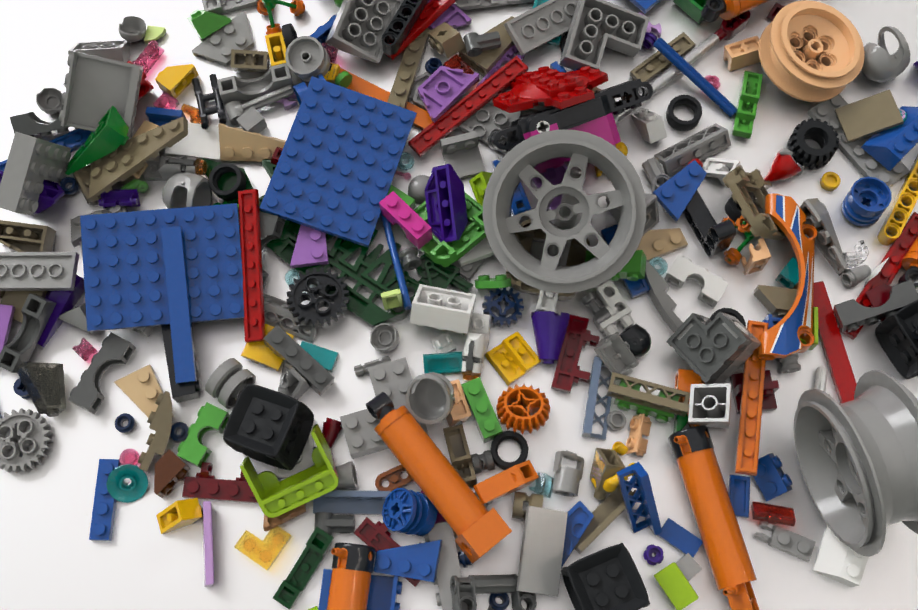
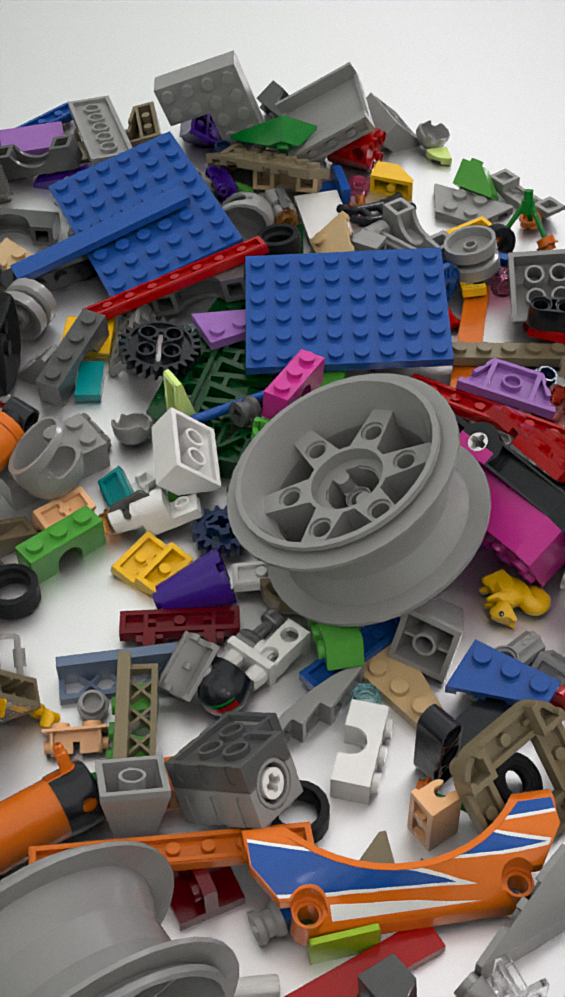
camera: 70 degrees right, 25 degrees down
(84, 349) = (33, 203): clear pink wheel -> none
(149, 56) = (414, 158): clear pink hinge -> none
(250, 61) = (442, 214): dark tan brick -> none
(343, 79) = (468, 298): bright green tile -> none
(528, 408) = (66, 582): orange gear -> none

